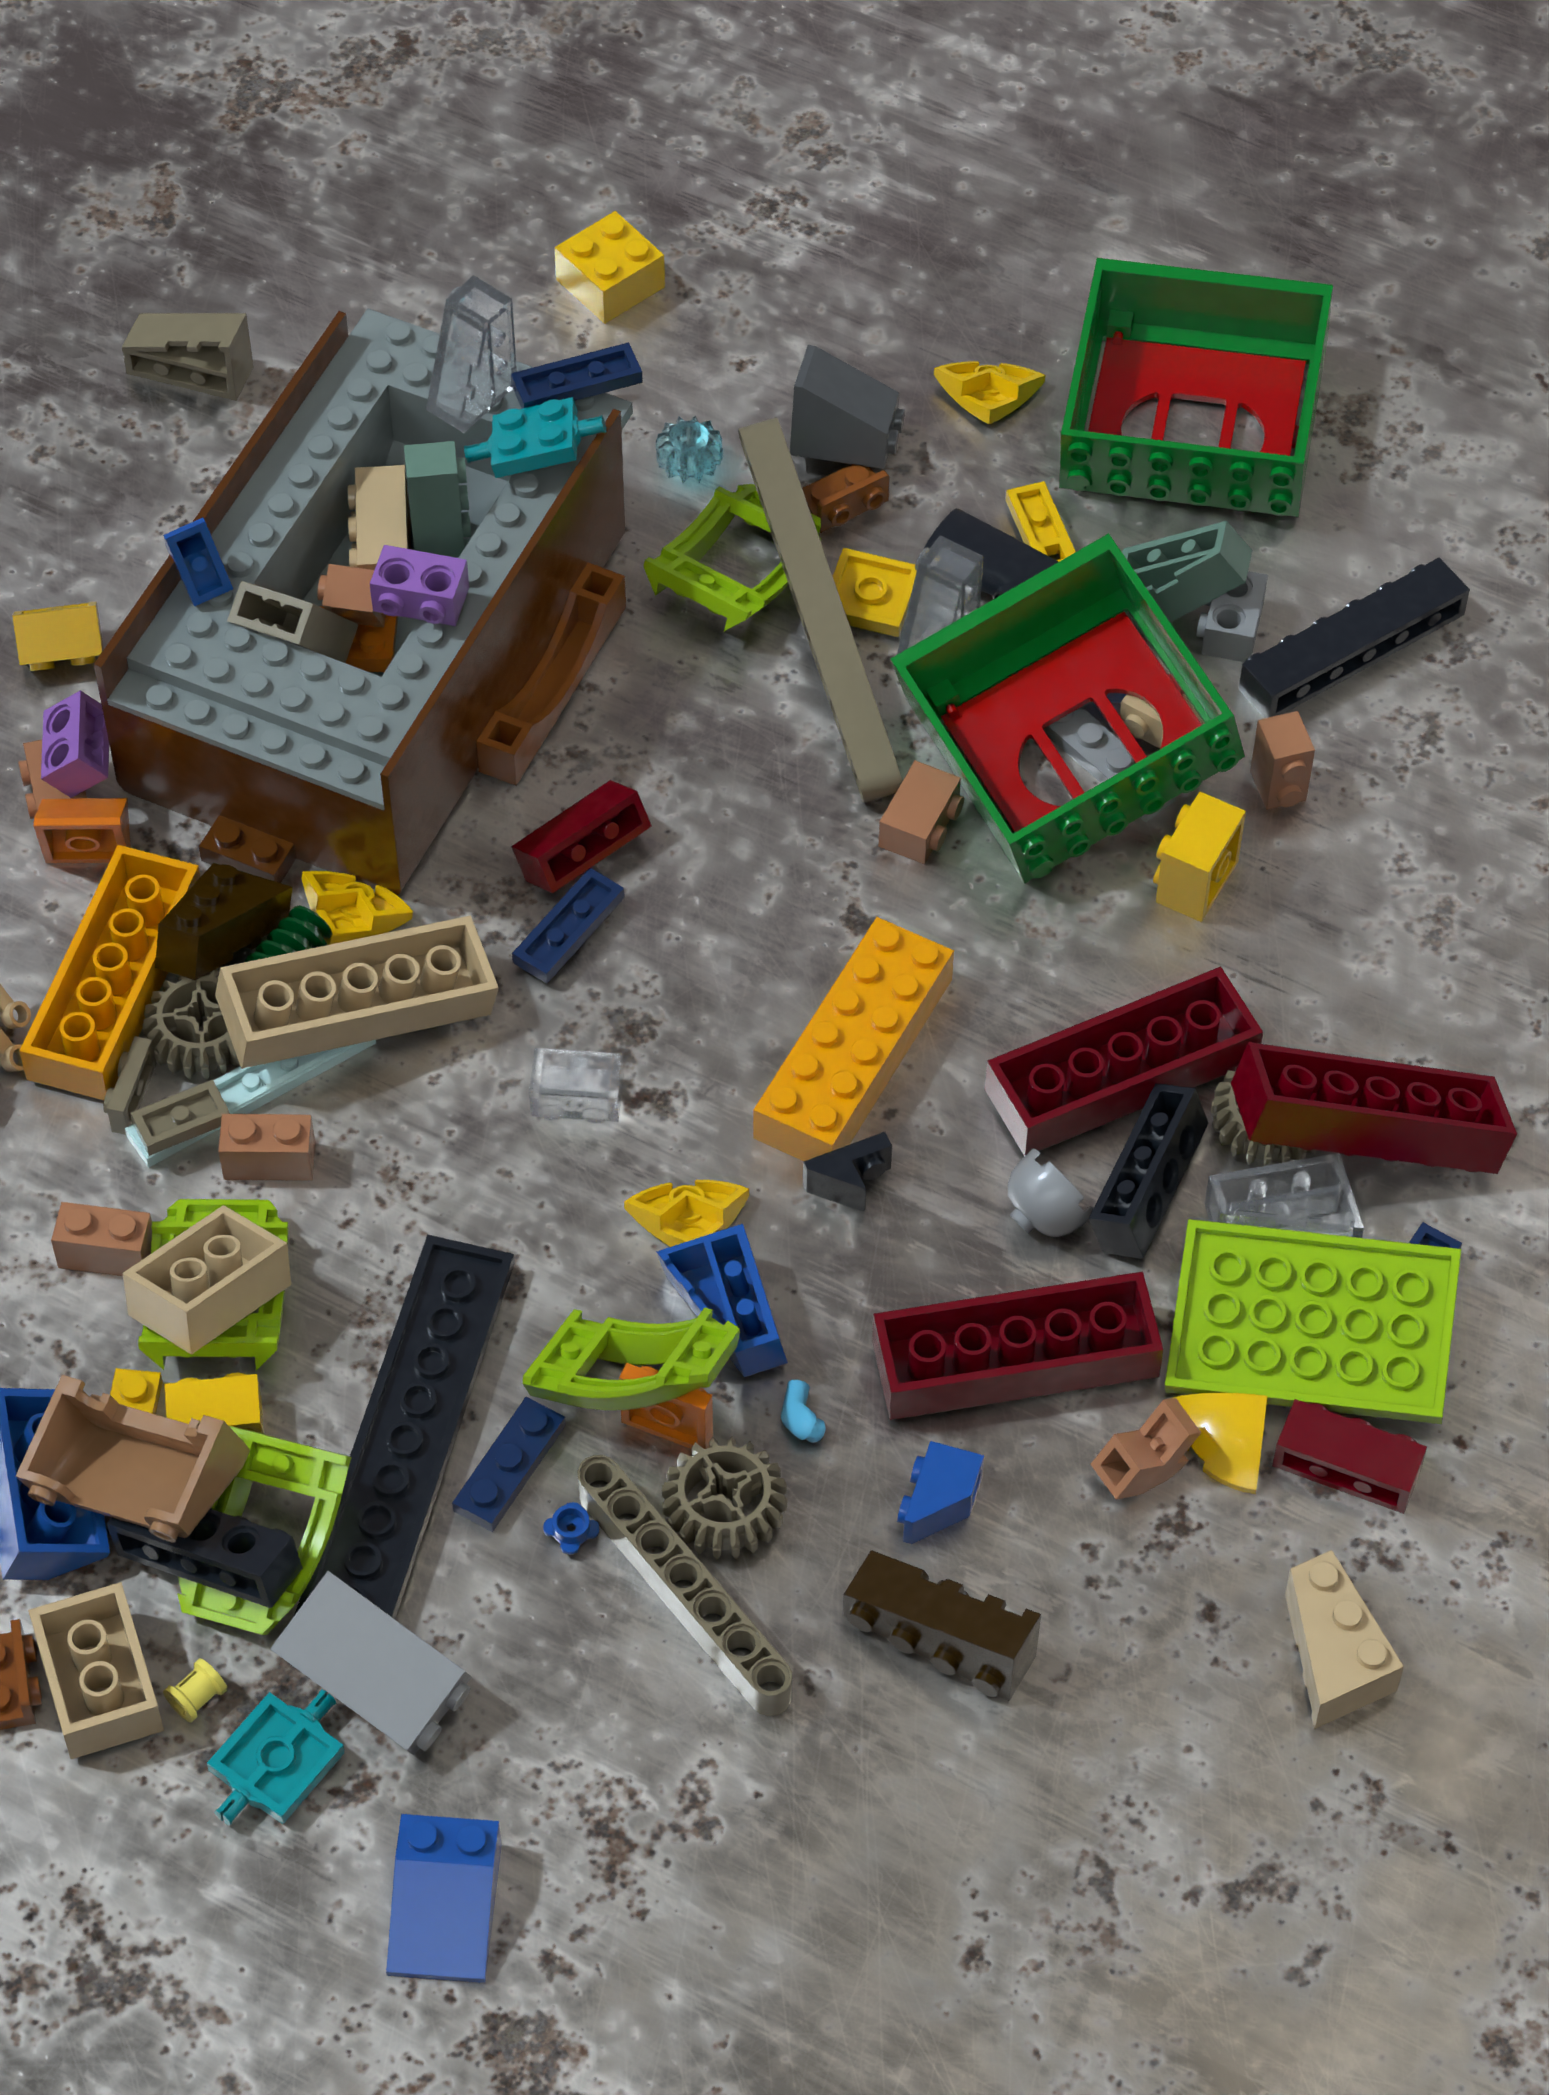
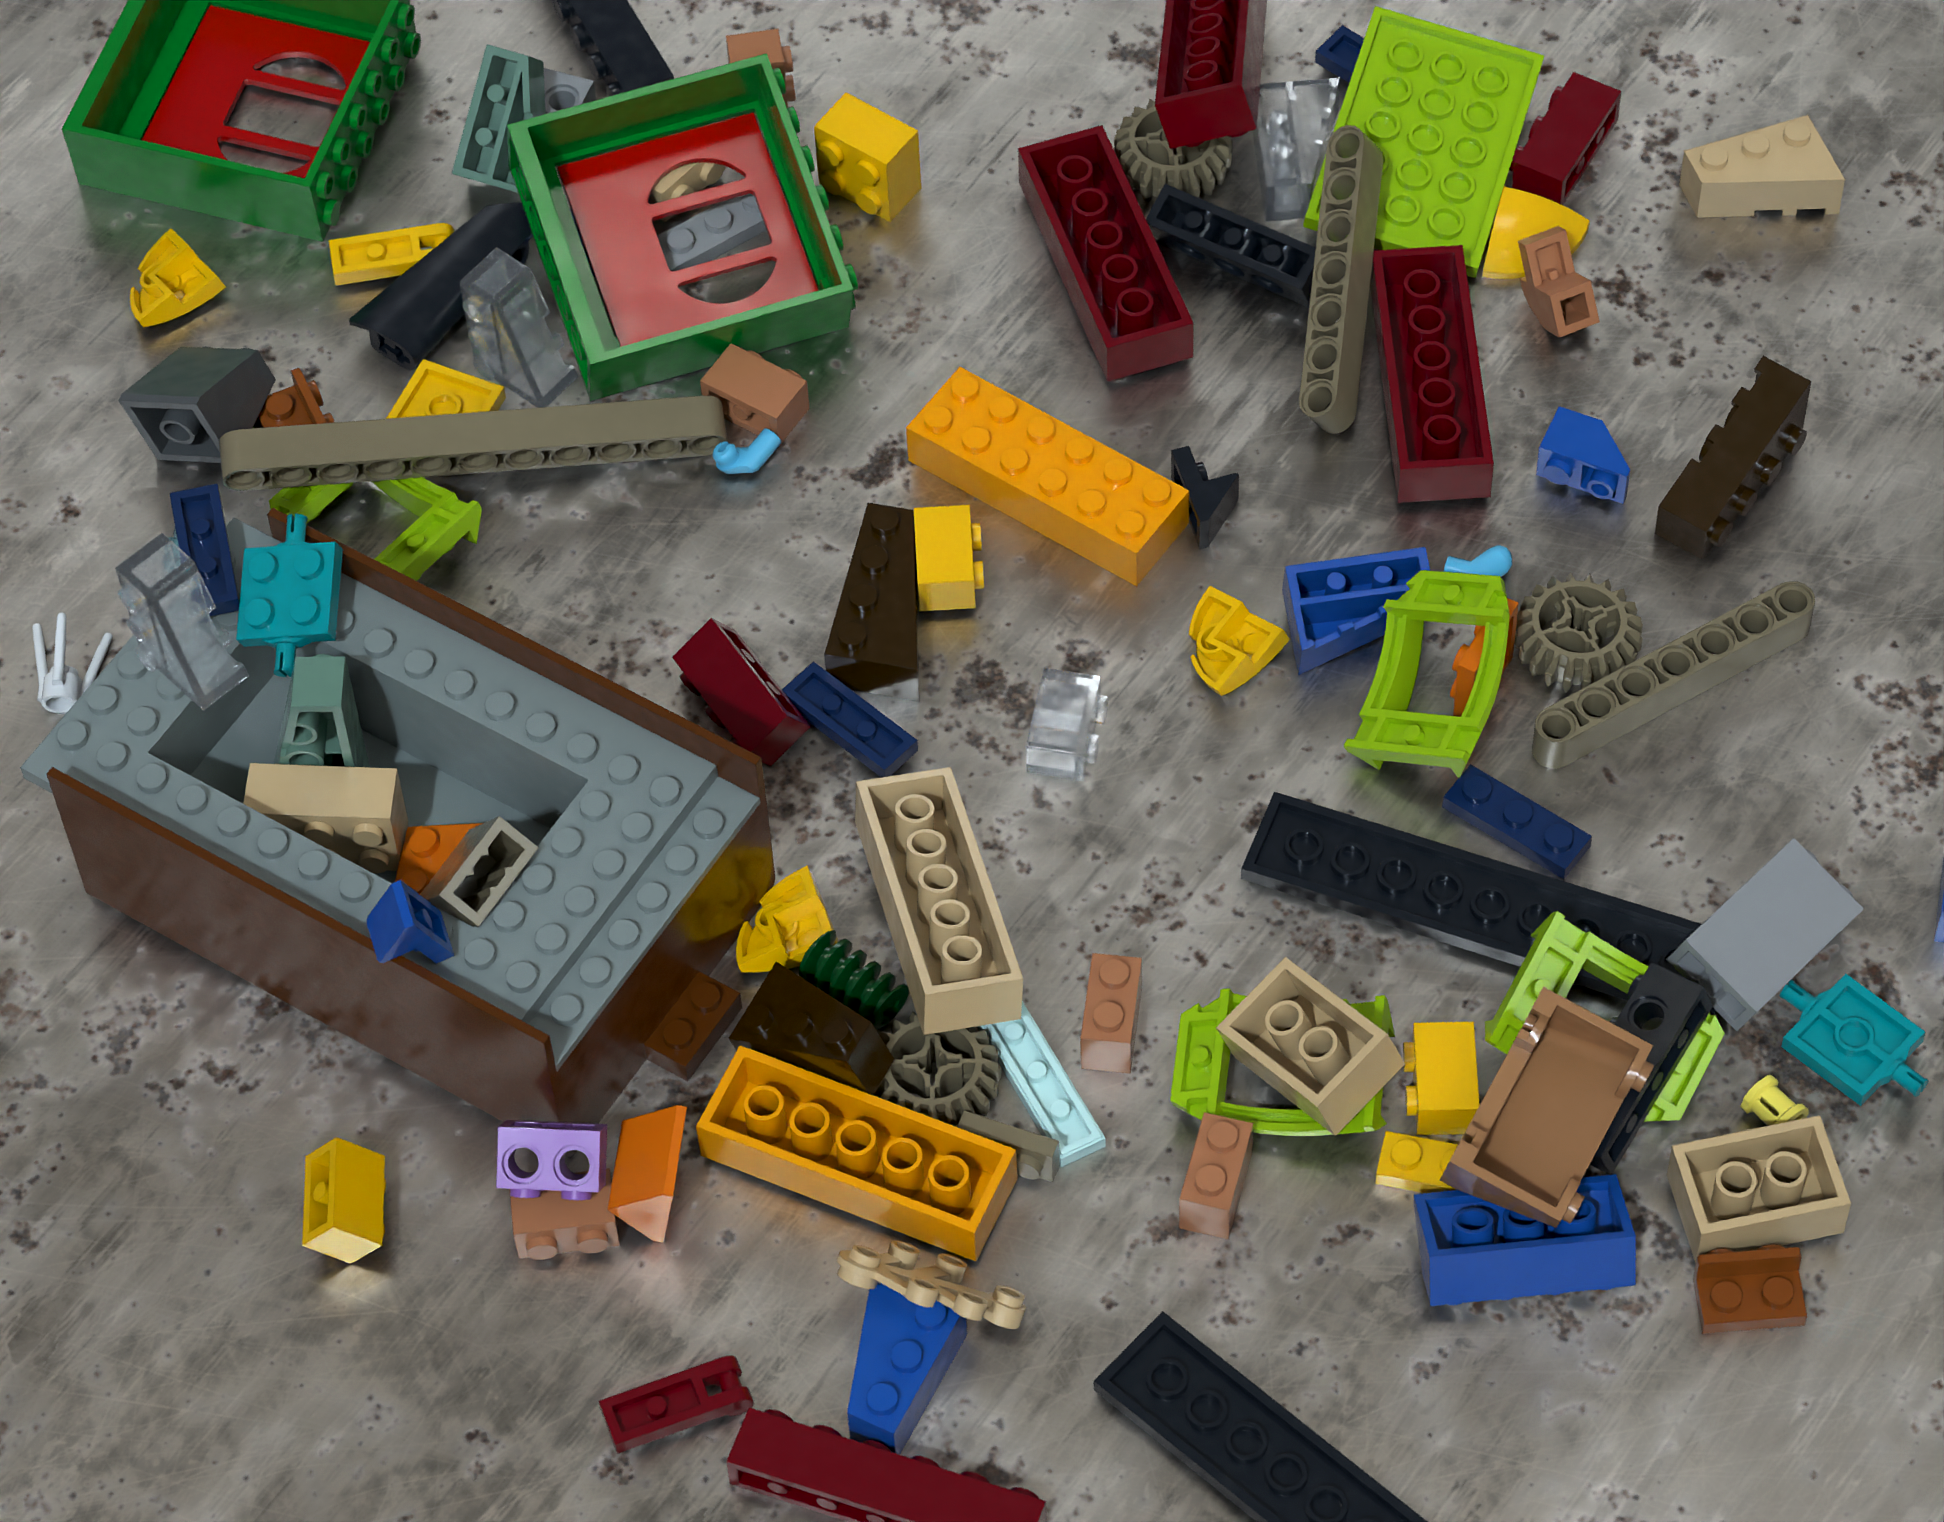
camera: 80 degrees left, 0 degrees up
(179, 1117) = (1067, 1090): dark tan plate -> none
(348, 594) = (436, 822): nougat brick -> none
(419, 585) = (479, 713): medium lavender brick -> none
(569, 1515) = (1600, 759): blue plate -> none
(690, 929) = (877, 616): none -> dark brown wedge
(746, 971) = (945, 557): none -> yellow brick
(852, 816) = (746, 459): none -> medium azure arm
(1045, 1198) = (1260, 332): light grey cylinder -> none
(1101, 1245) = (1347, 210): none -> dark tan beam

